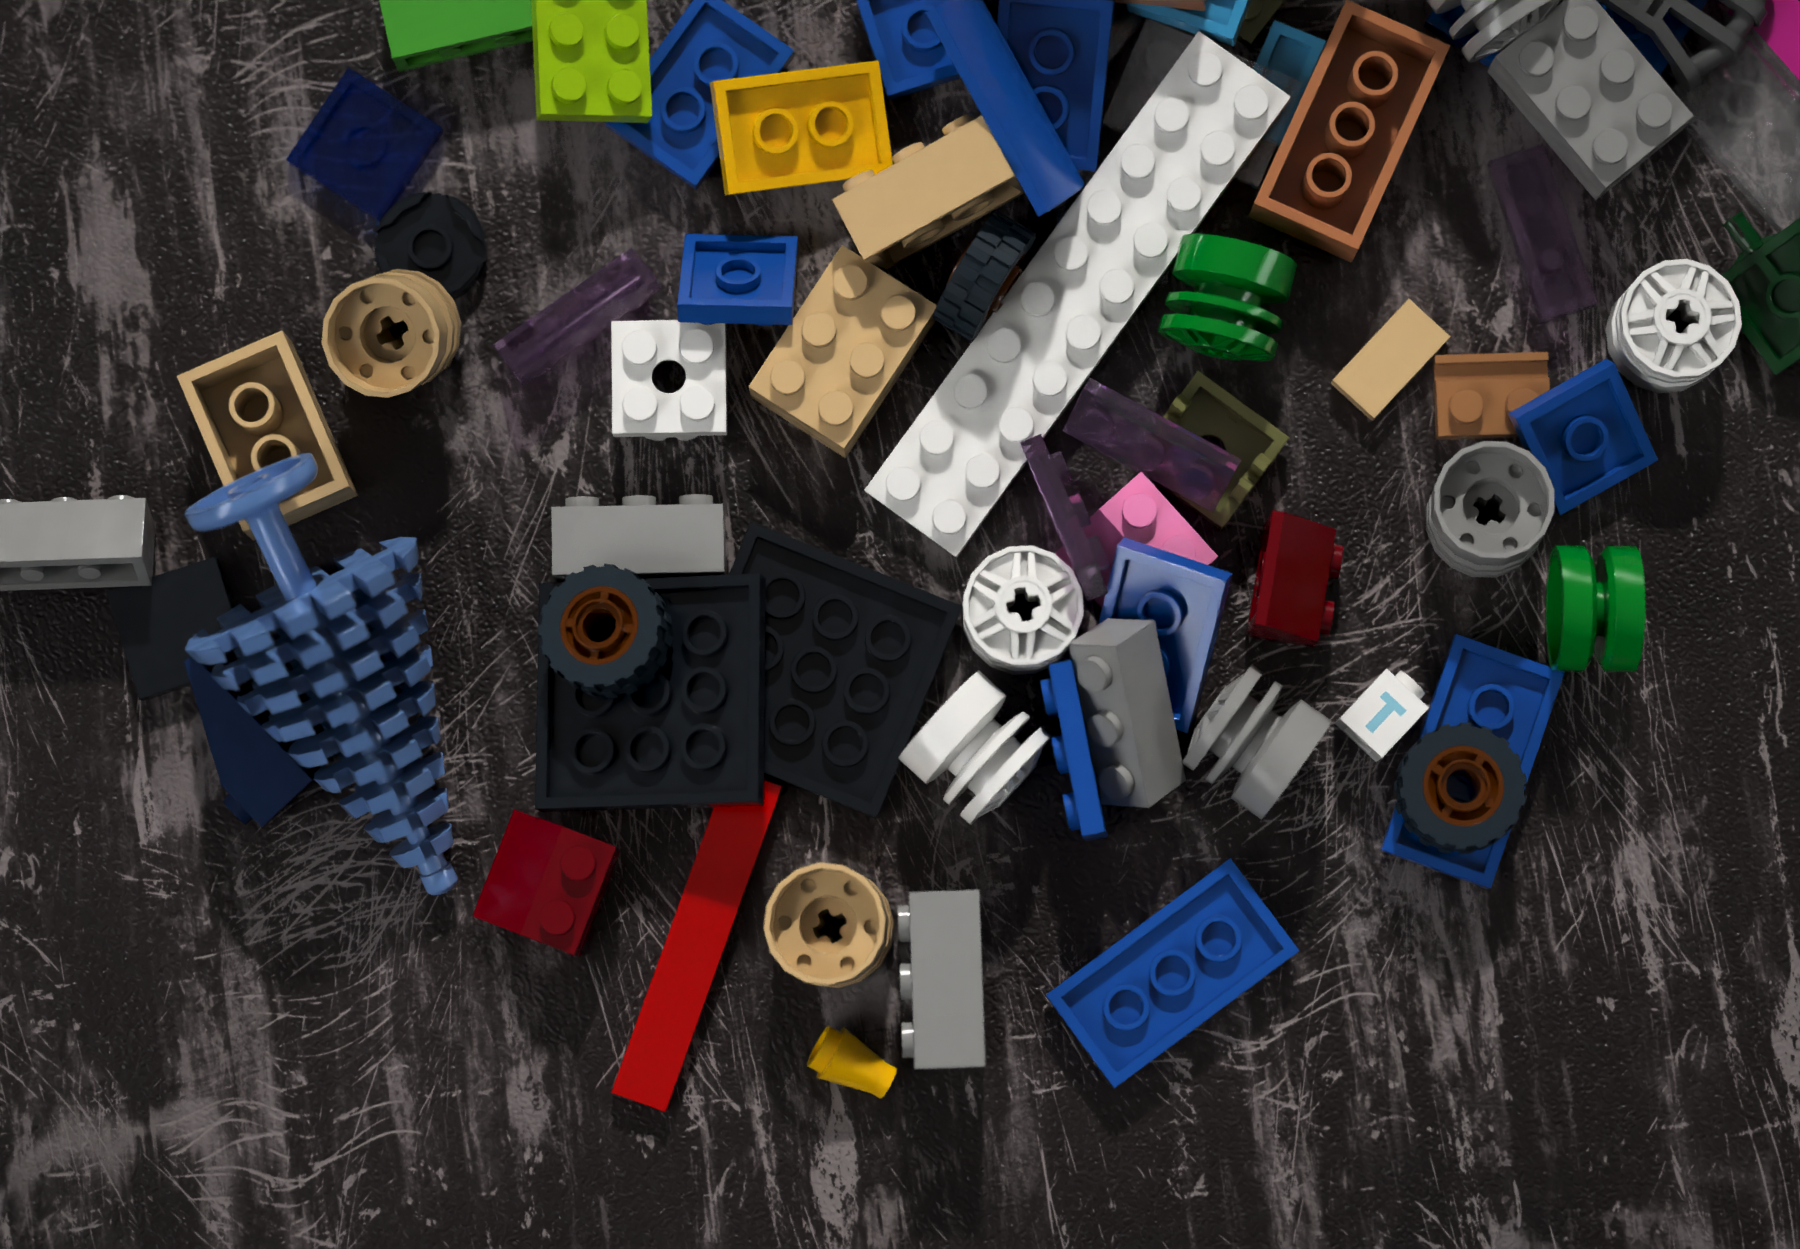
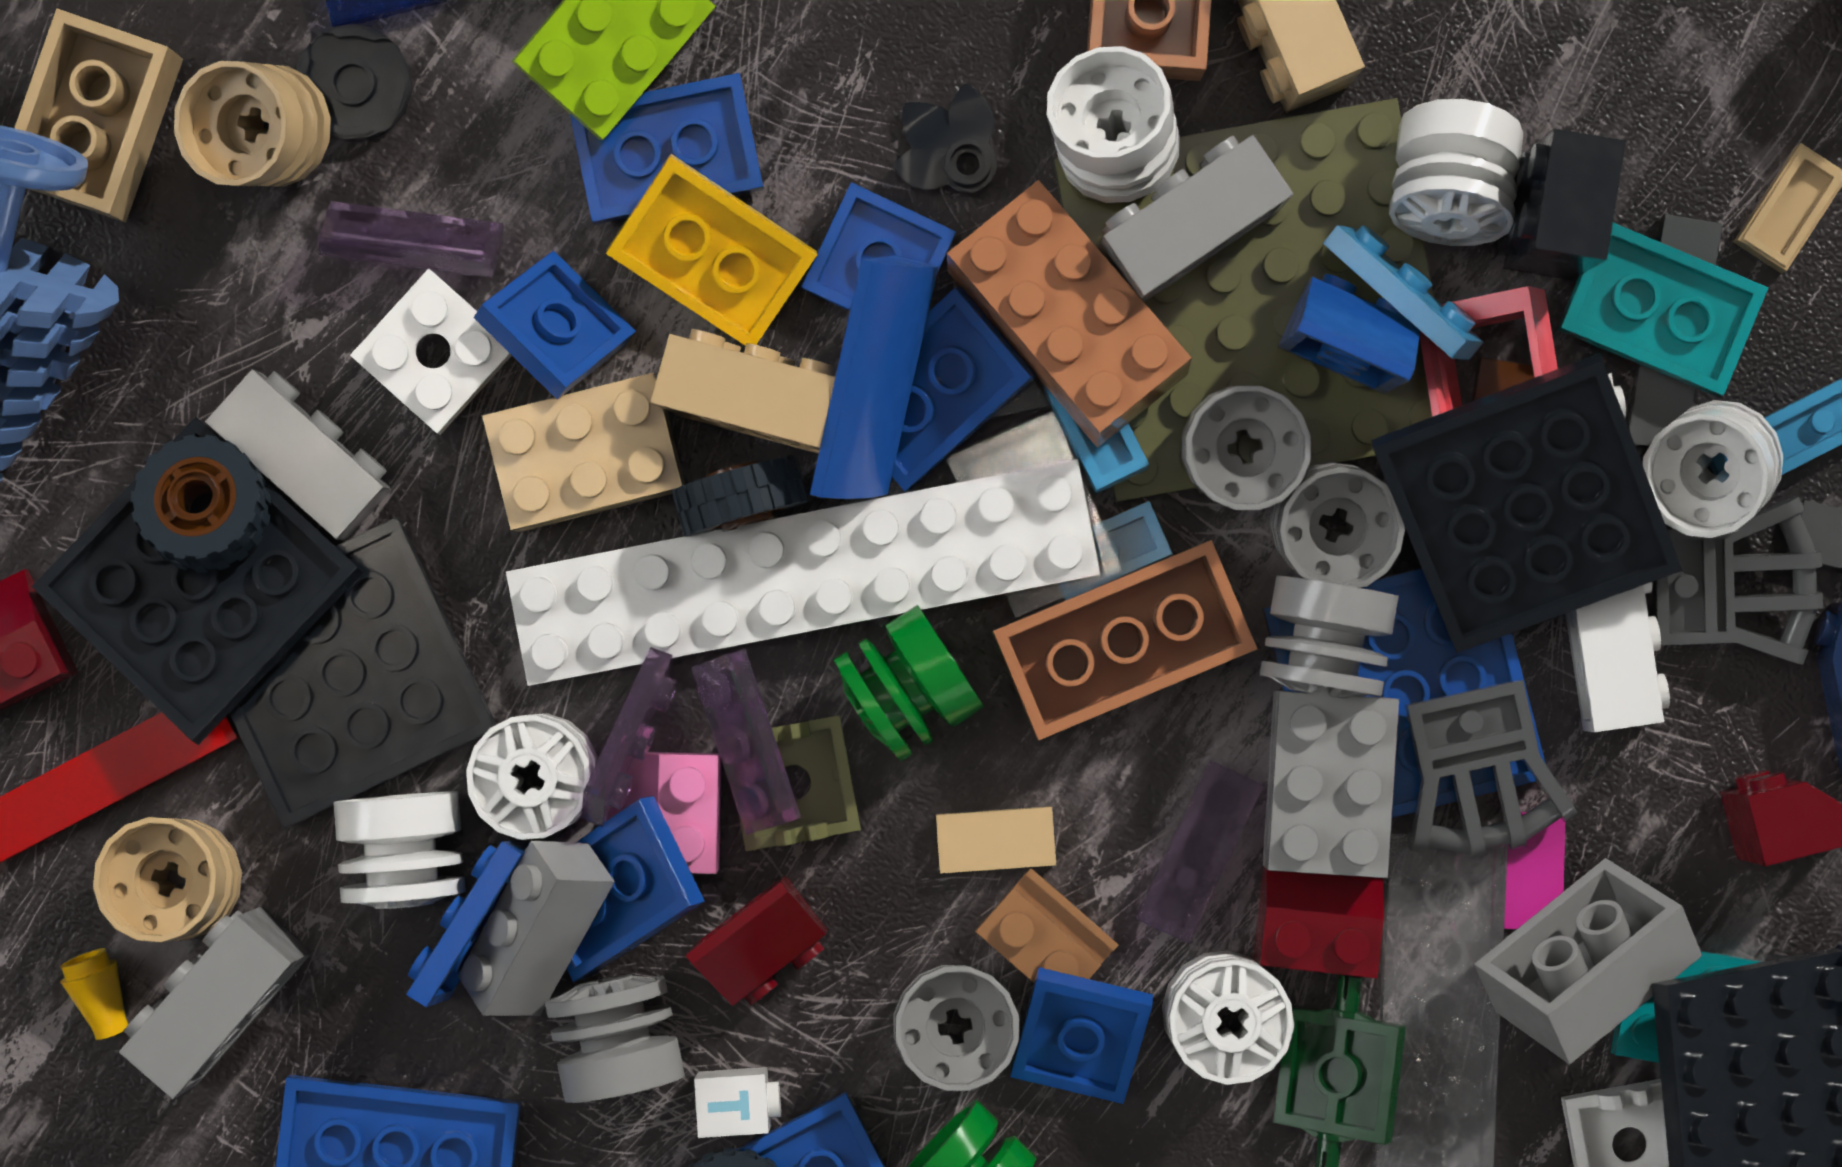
camera: 35 degrees right, 5 degrees up
(1672, 200) = (1320, 923): none -> dark red slope

